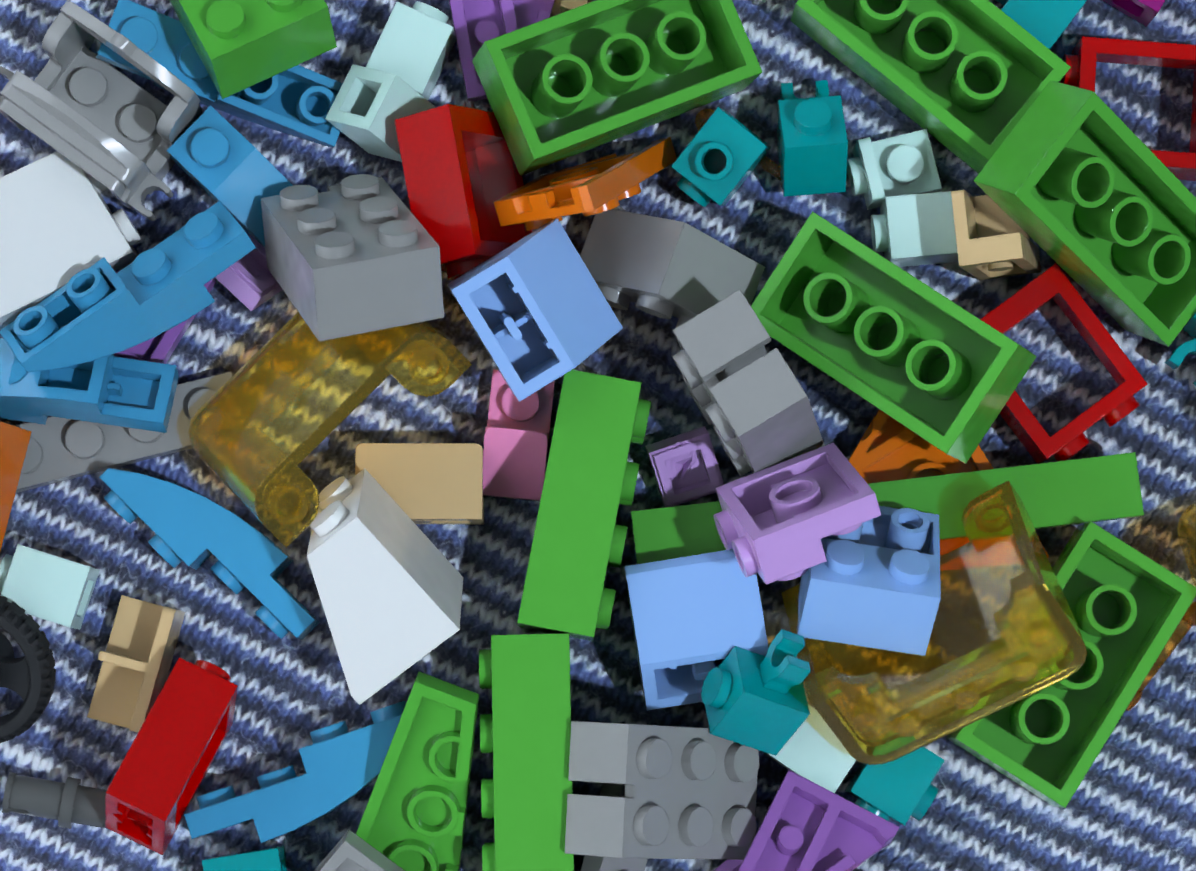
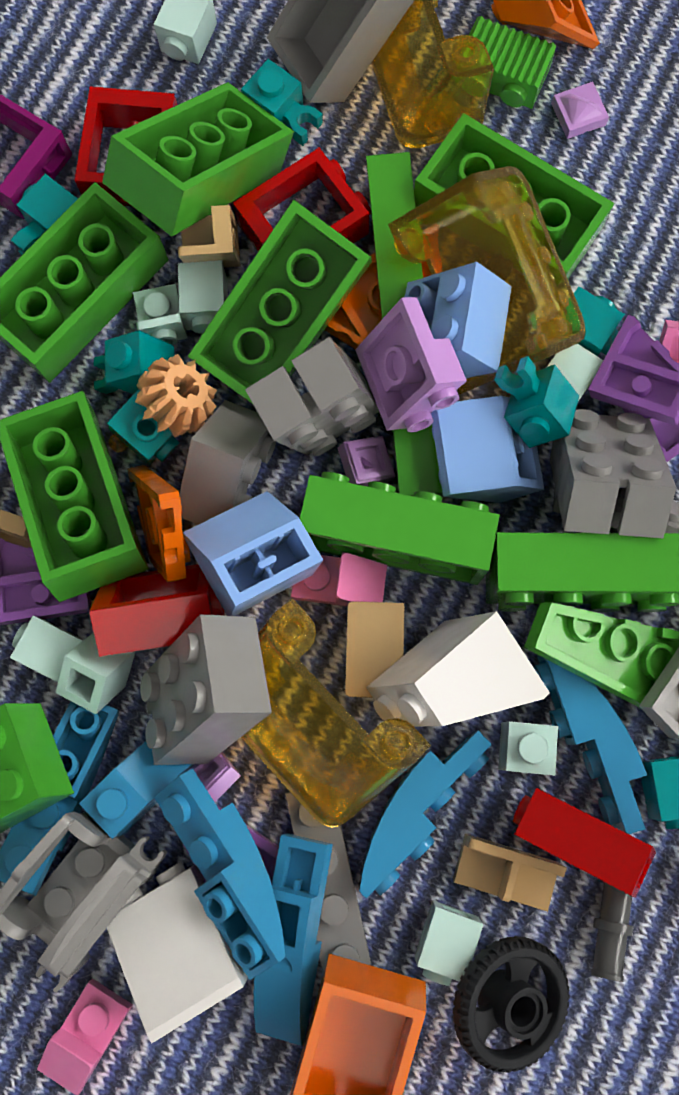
camera: 80 degrees left, 5 degrees down
(294, 688) = (528, 748): none -> light aqua brick
(744, 181) = (176, 395): none -> light nougat gear

